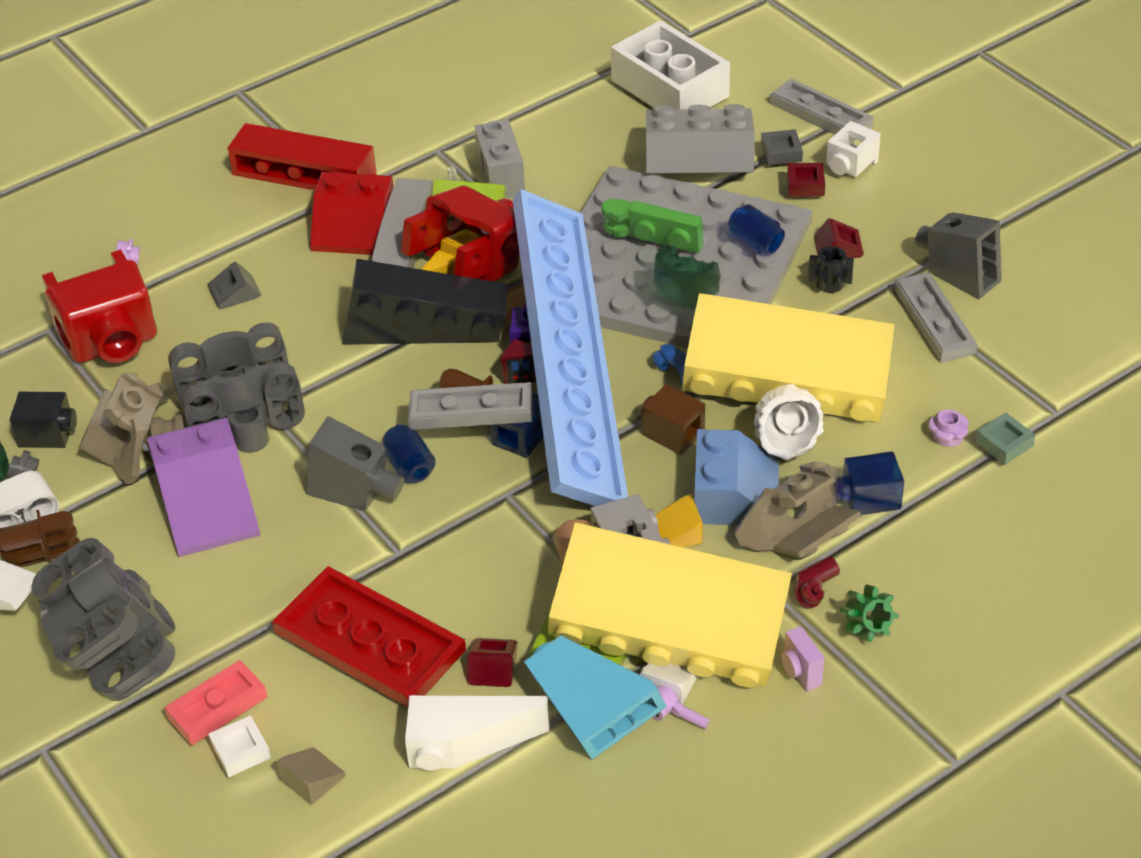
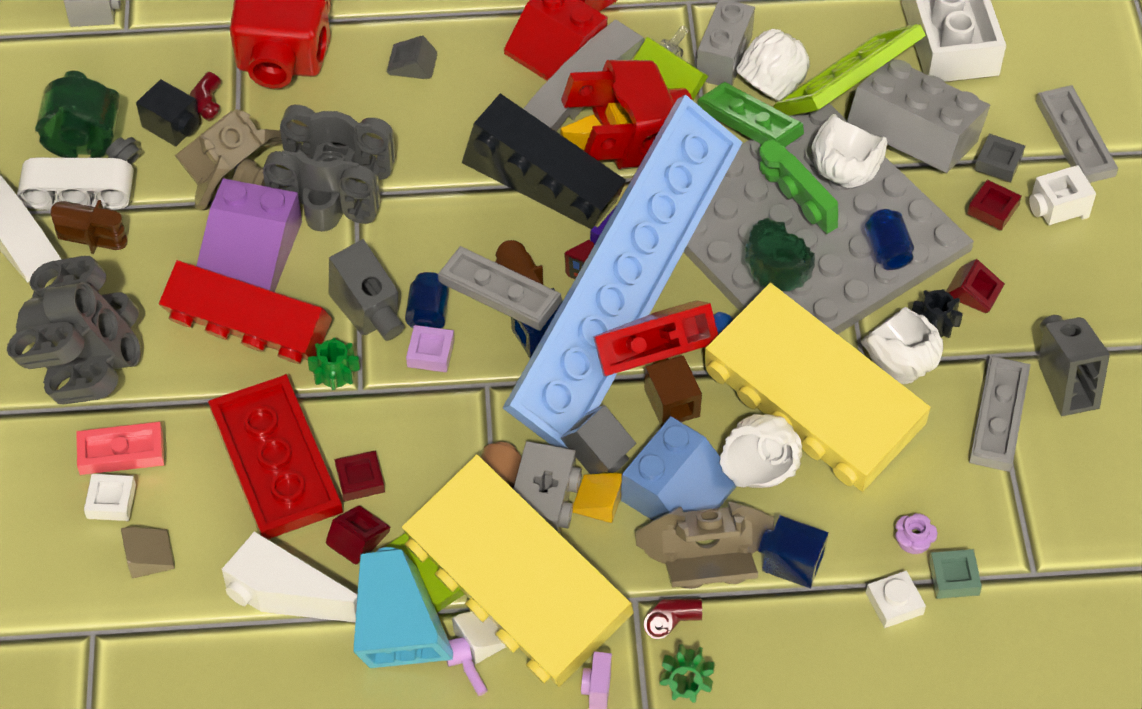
camera: 30 degrees right, 10 degrees up
(61, 383) = (203, 94): none -> dark red arm
(248, 536) = (244, 311): none -> red brick
(363, 538) = (333, 363): none -> green gear
(439, 487) = (430, 348): none -> lavender plate
(457, 613) = (359, 476): none -> dark red tile
(553, 155) = (774, 64): none -> white hair
(579, 197) = (750, 115): none -> bright green tile
(618, 135) = (849, 70): none -> lime tile
(634, 380) = (656, 337): none -> red slope
(649, 476) = (599, 441): none -> dark grey brick
(674, 185) = (847, 153): none -> white hair
(831, 293) = (905, 346): none -> white hair
(974, 481) = (895, 599): none -> white plate

